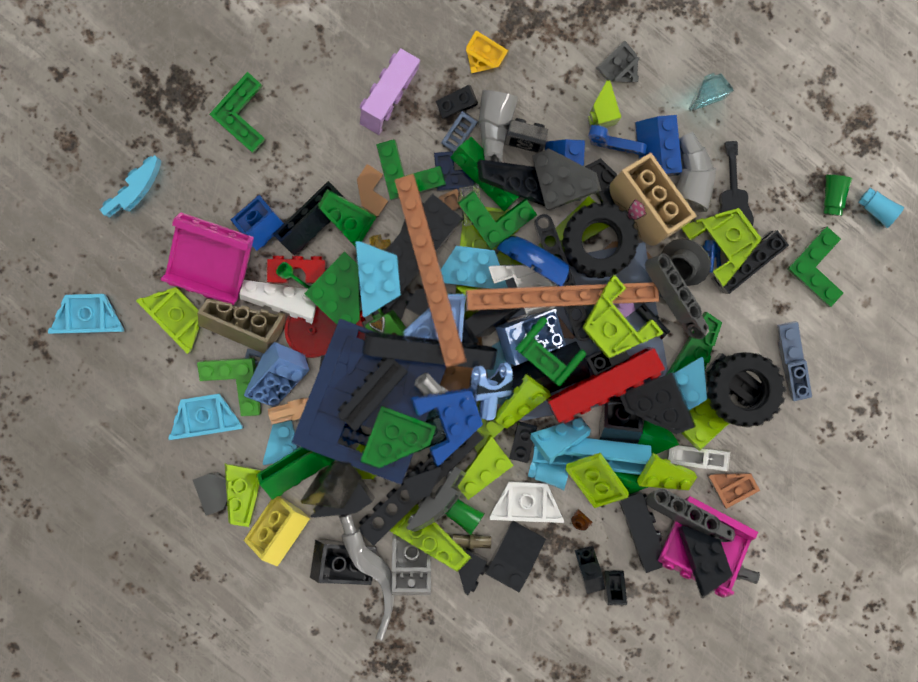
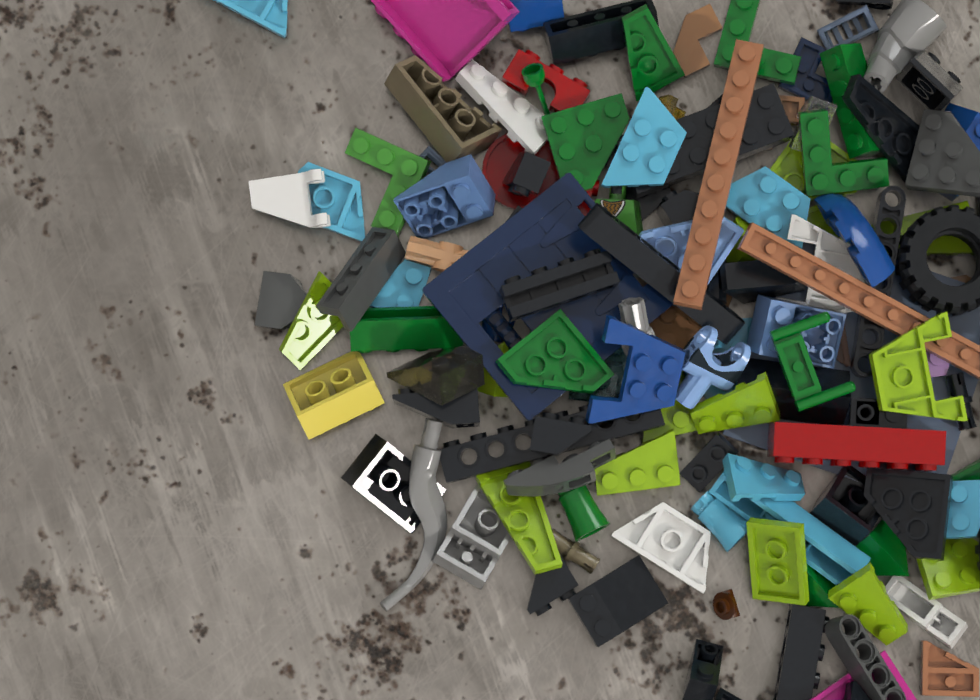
camera: 25 degrees right, 5 degrees down
(174, 314) = (361, 54): lime wing -> none
(181, 428) = (289, 198): none -> white flag
(253, 452) = (363, 277): none -> dark grey panel
(315, 335) = (526, 174): none -> black slope

